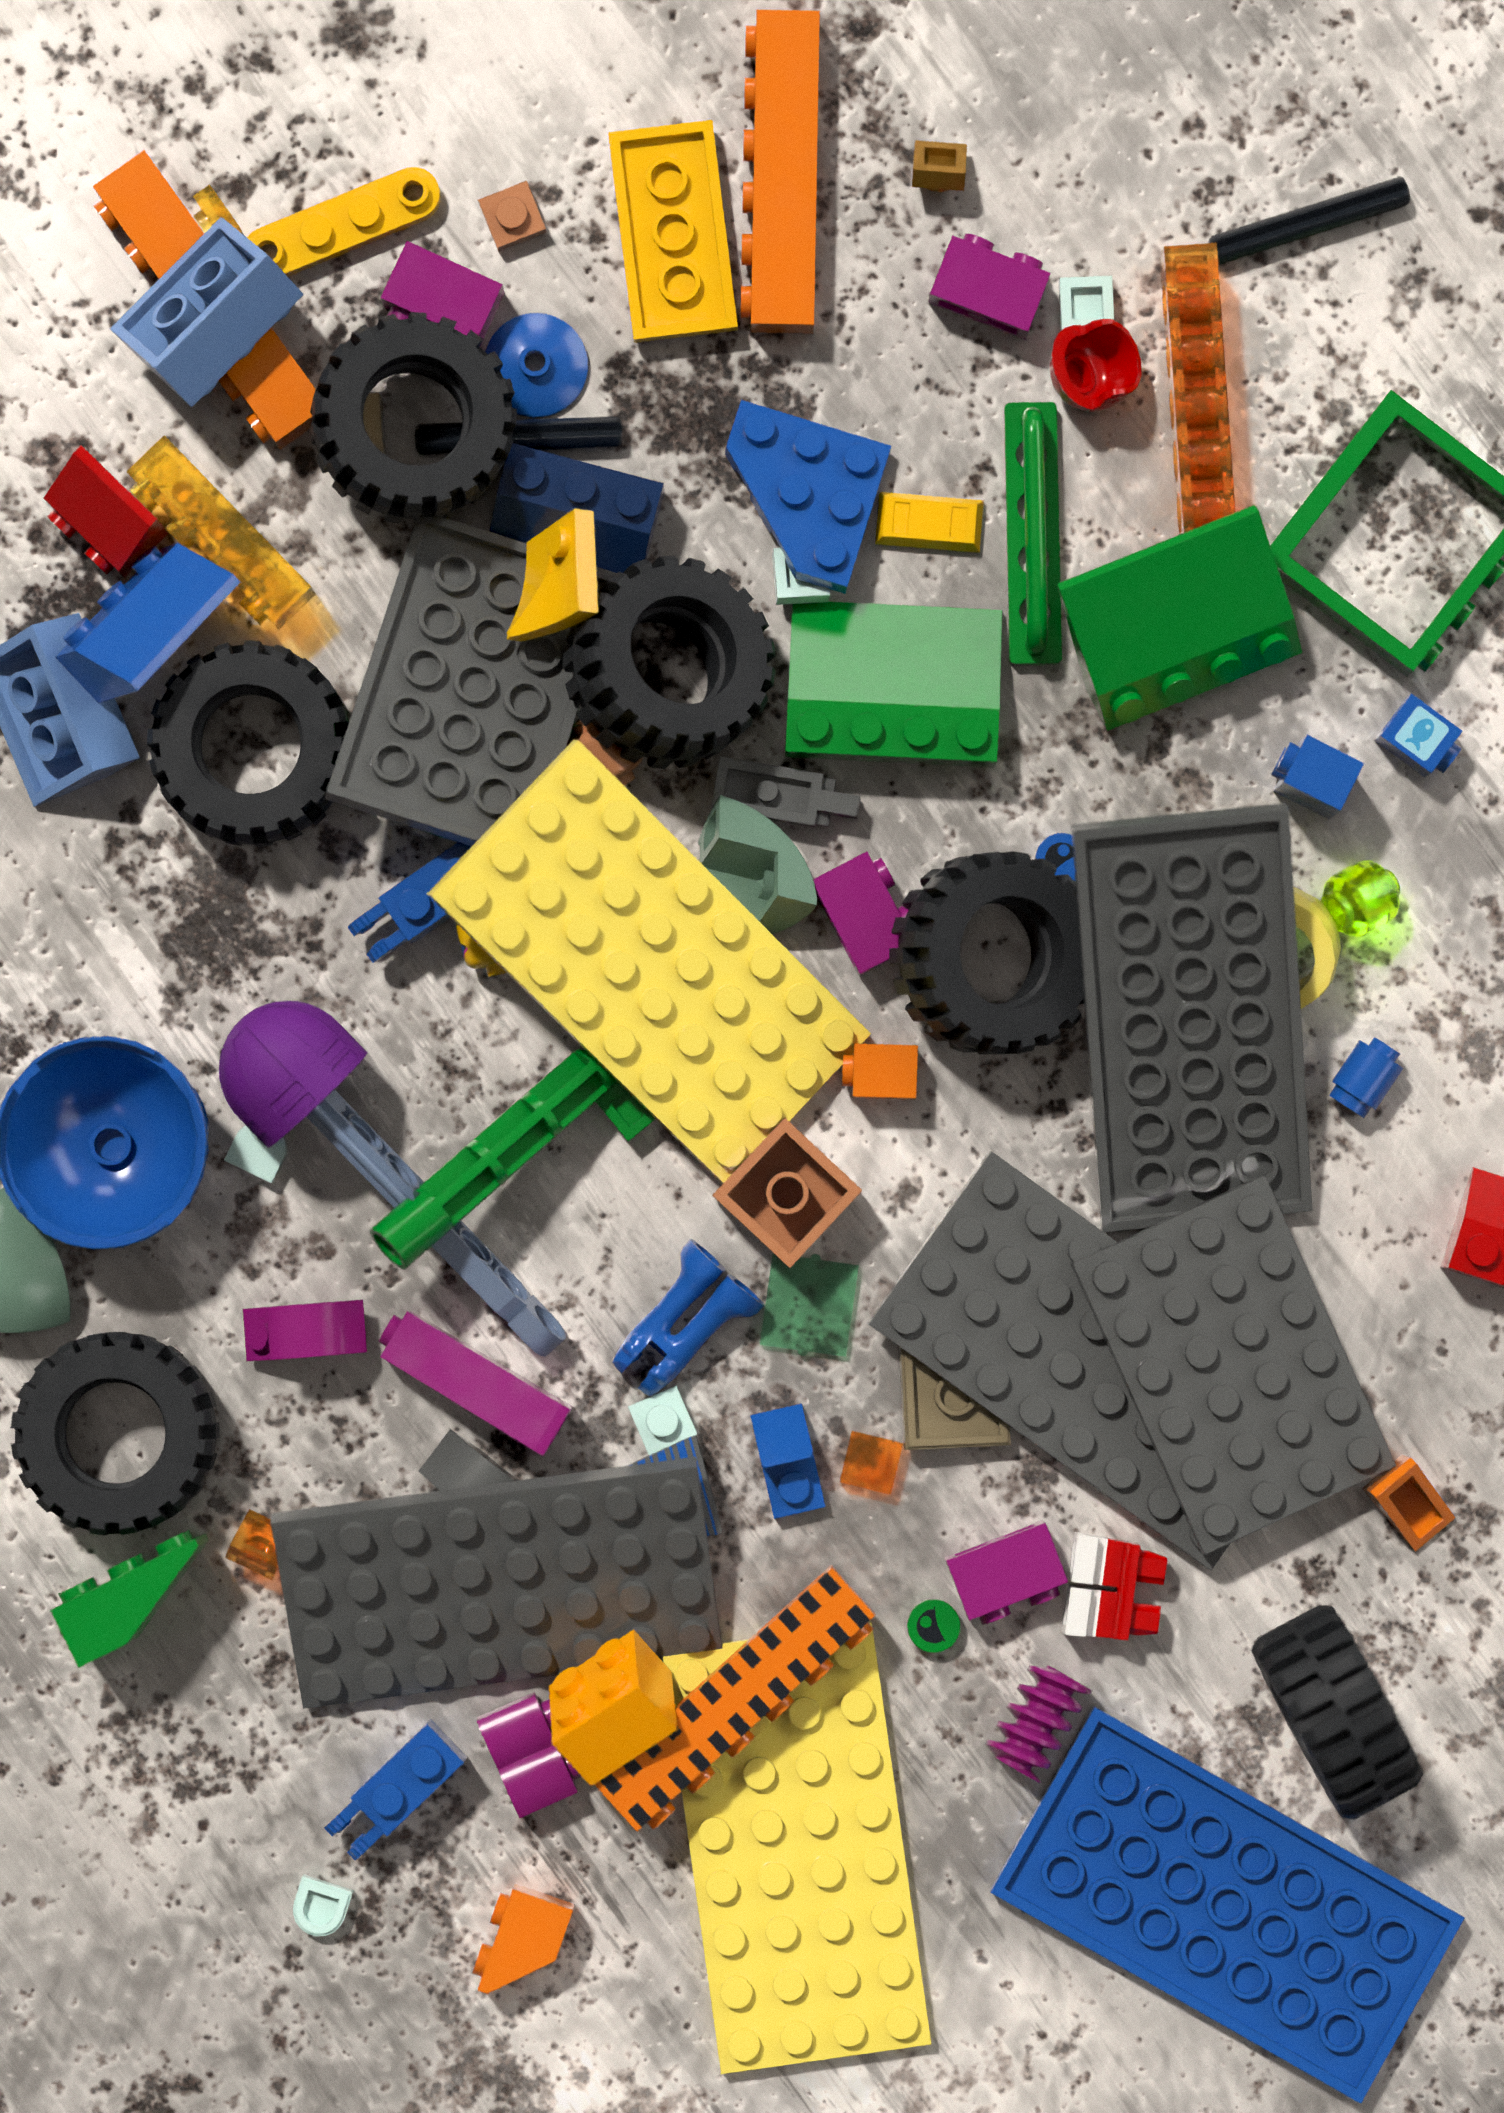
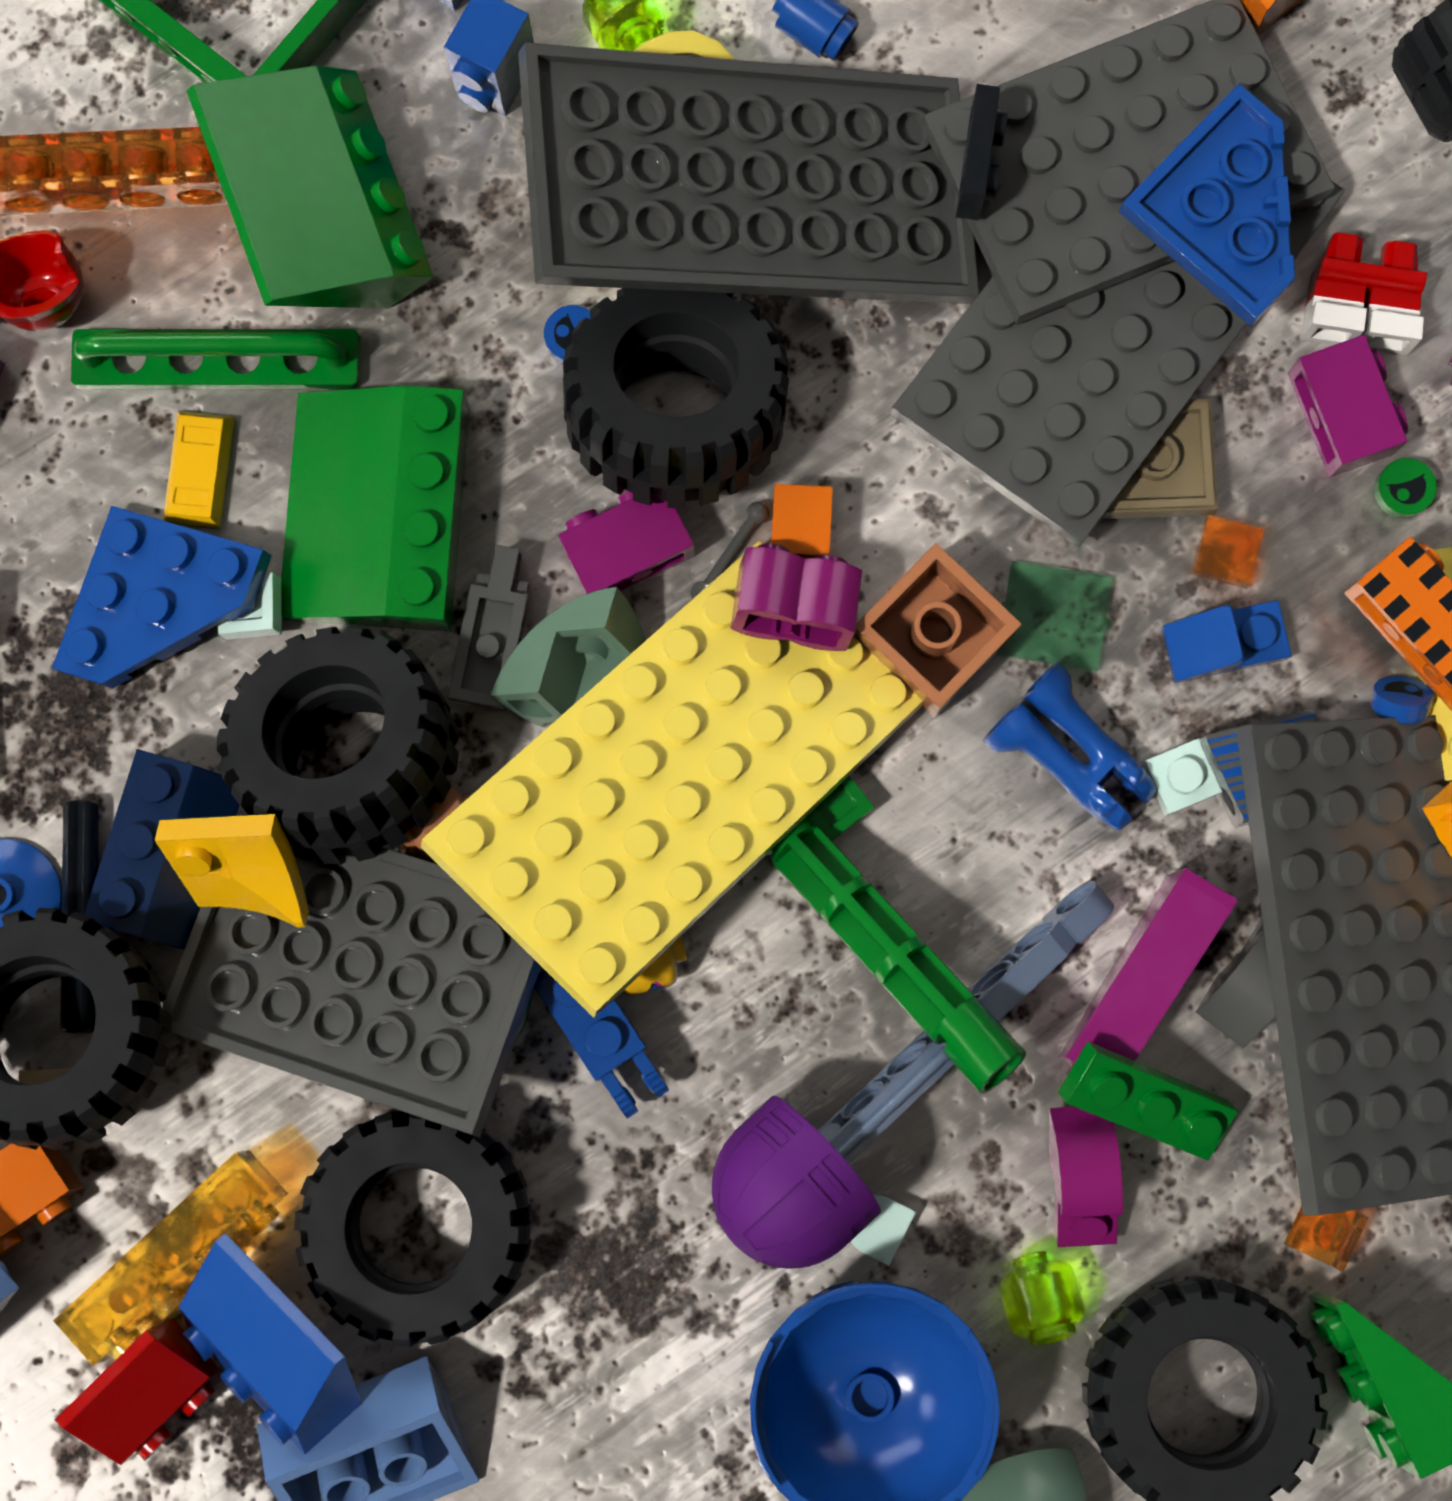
camera: 85 degrees left, 5 degrees down
(197, 1294) = (1042, 1299): none -> clear neon green head
(369, 1384) = (1147, 1101): none -> green plate
(735, 1617) = (1402, 698): none -> blue tile
(810, 1066) = (796, 598): none -> magenta brick
(897, 1032) = (756, 514): none -> dark grey hinge
(1176, 1447) = (1224, 206): none -> blue plate
(1241, 1228) = (985, 129): none -> black plate

